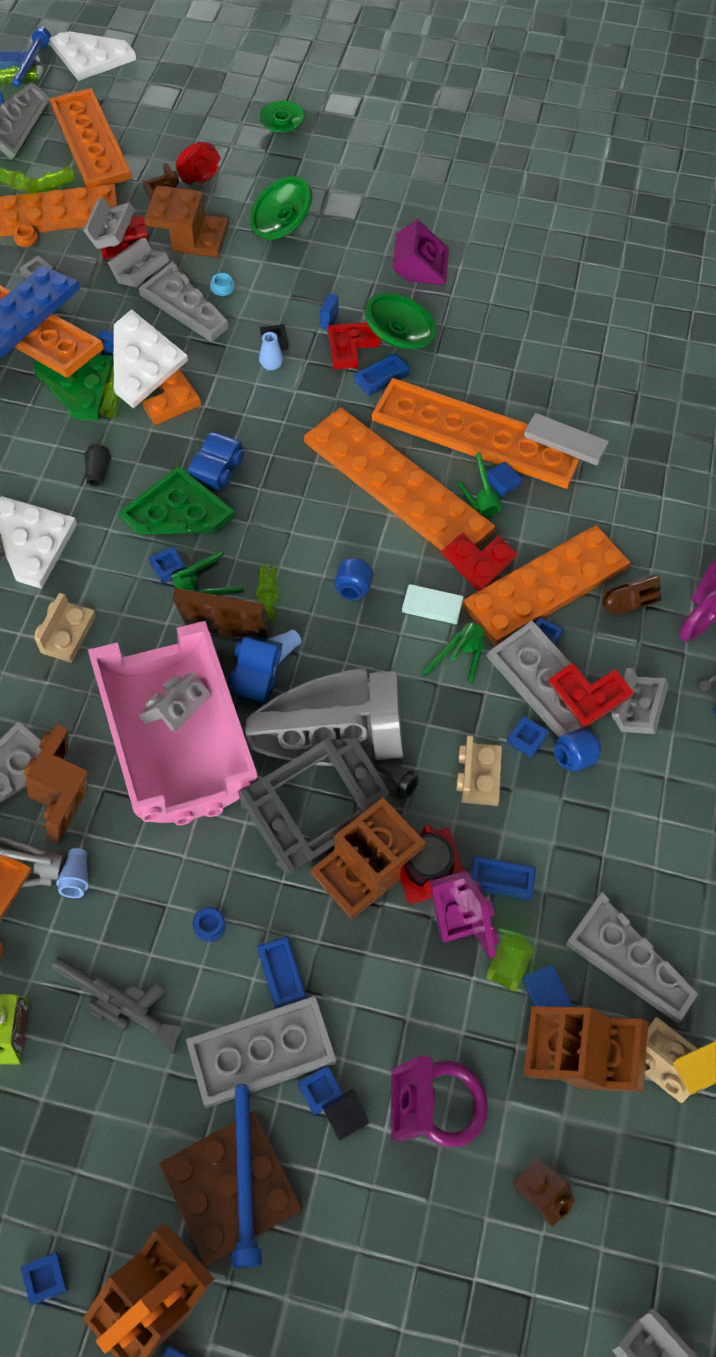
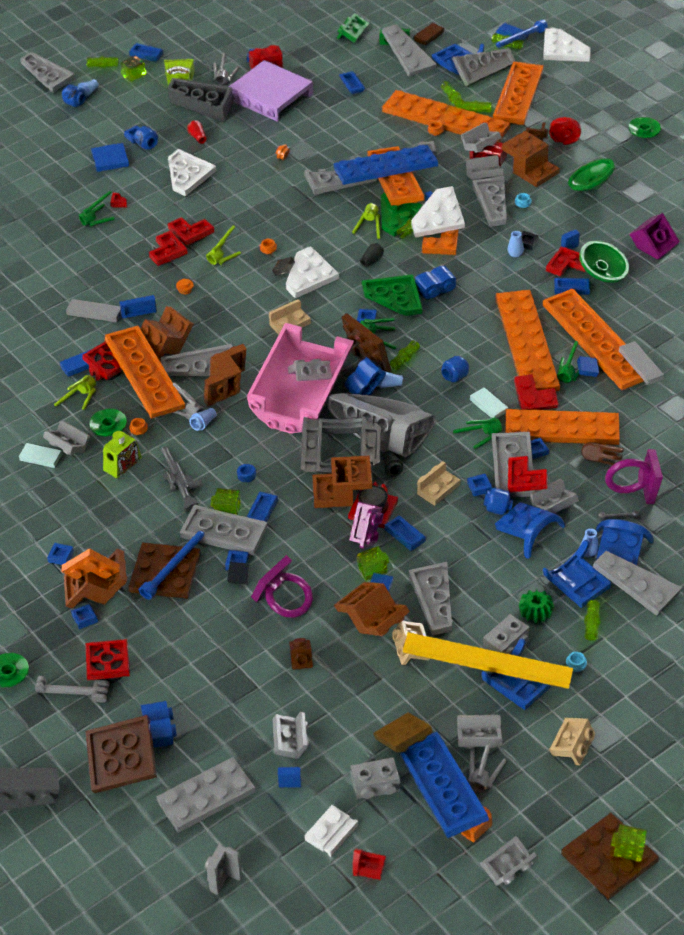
camera: 40 degrees right, 15 degrees down
(44, 404) = (370, 214): none -> lime plant
(227, 1001) = (226, 500): none -> clear neon green brick
(642, 761) = (526, 523): none -> blue piece

